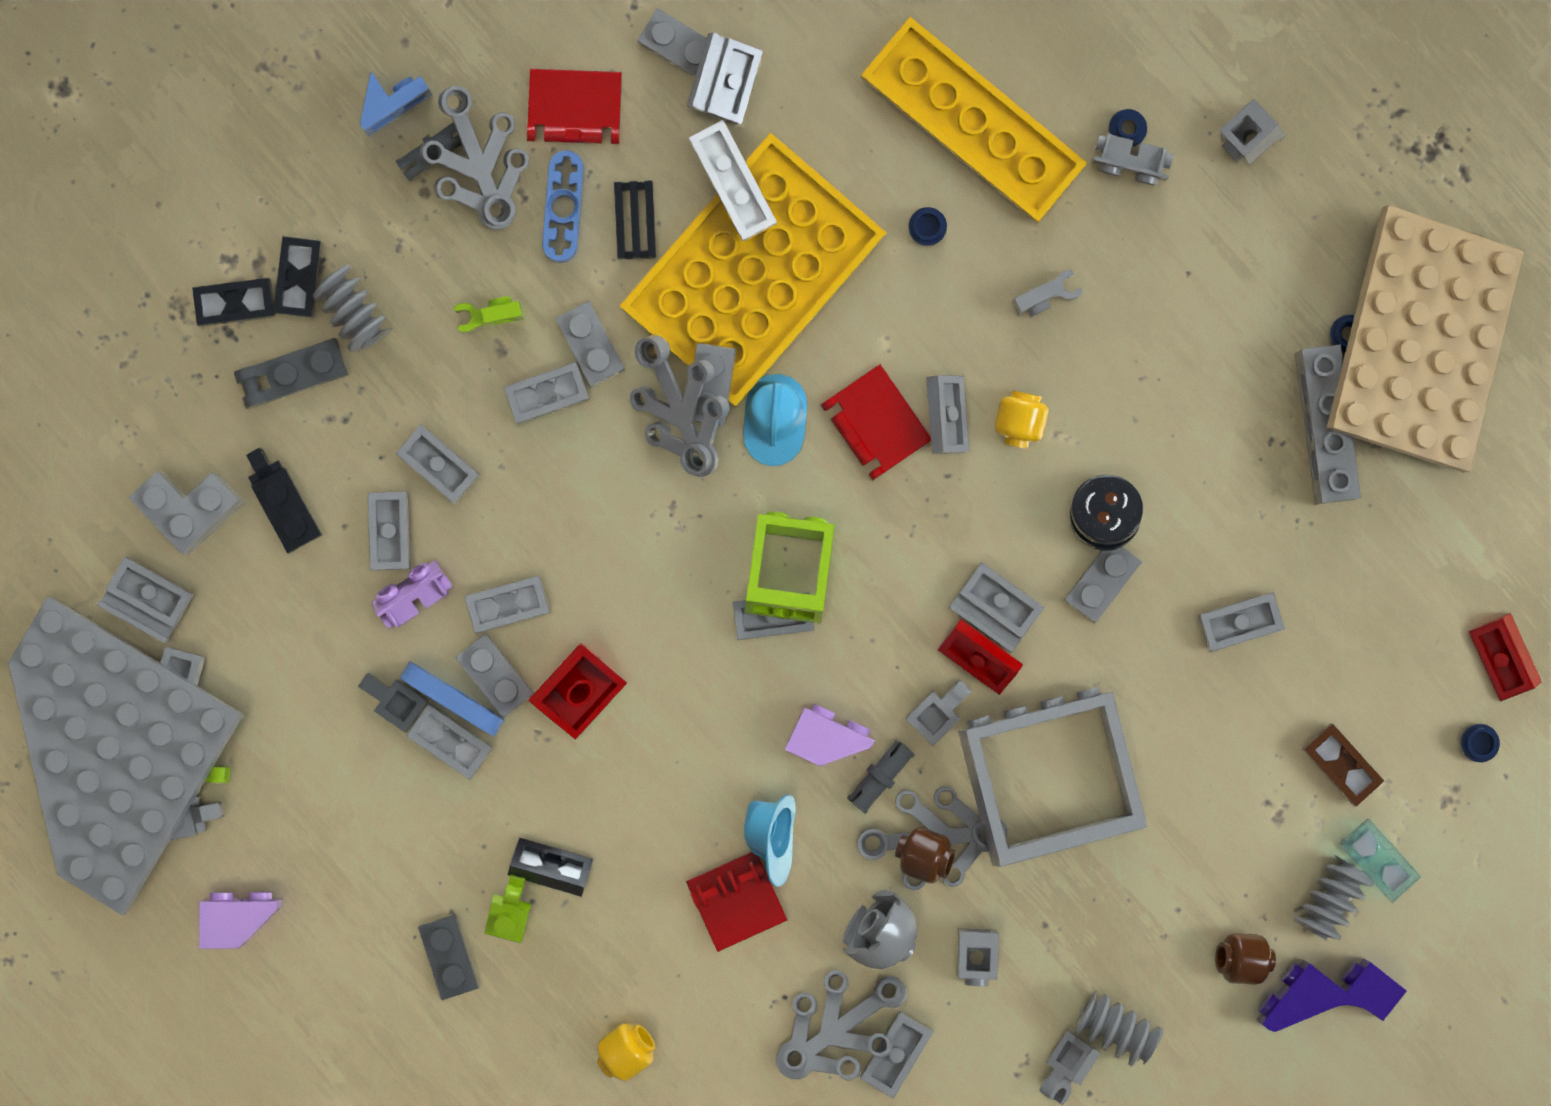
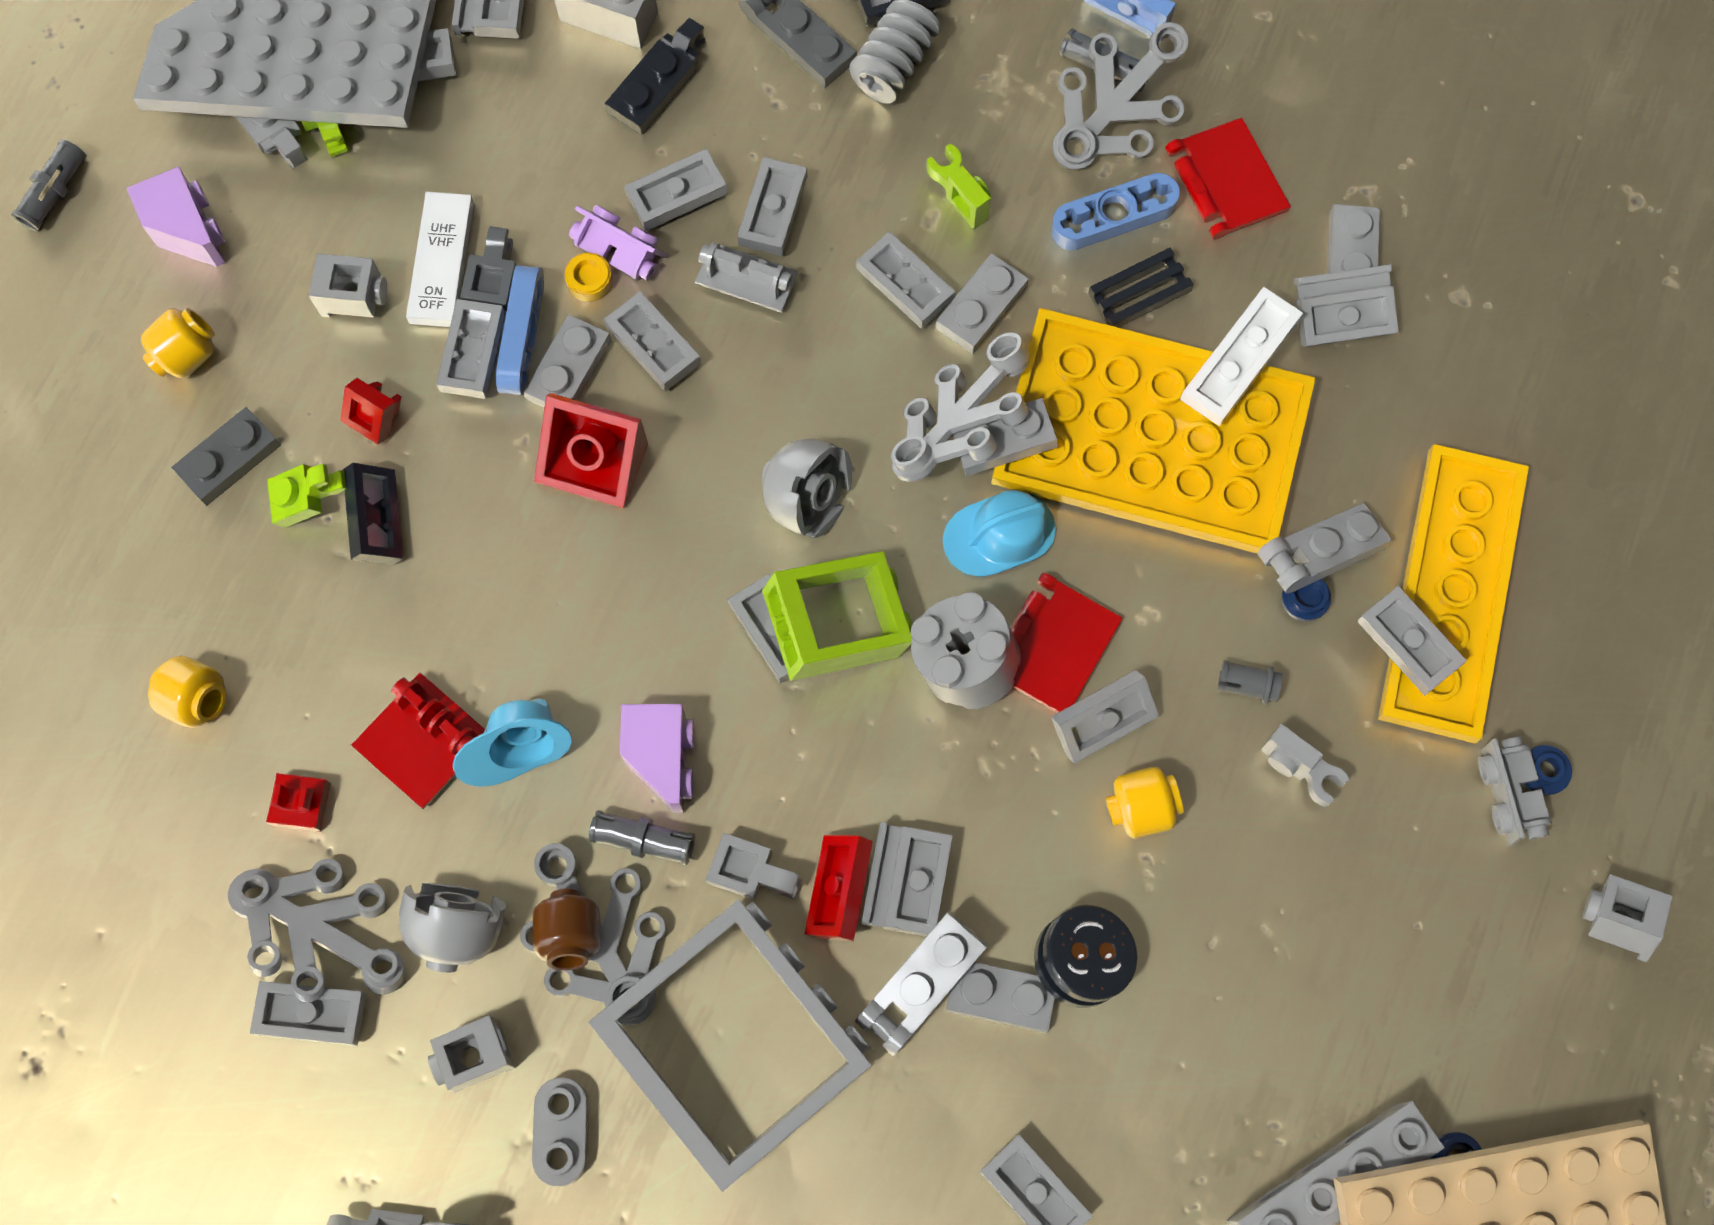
camera: 70 degrees right, 15 degrees down
(155, 1008) = (33, 211): none -> dark grey pin
(343, 819) = (337, 278): none -> light grey brick
(343, 958) = (177, 343): none -> yellow head
(360, 734) = (440, 258): none -> white tile
(428, 628) = (588, 277): none -> yellow tile
(465, 837) = (369, 410): none -> red tile
(485, 510) = (745, 276): none -> light grey hinge
(678, 546) = (805, 485): none -> light grey cylinder
(741, 1005) = (298, 802): none -> red tile
(843, 506) = (950, 631): none -> light grey brick
(901, 195) = (1325, 547): none -> light grey plate
(969, 299) = (1250, 681): none -> dark grey pin
(999, 176) = (1411, 640): none -> light grey plate
(1054, 918) = (560, 1131): none -> light grey plate
(1071, 630) = (923, 981): none -> plate

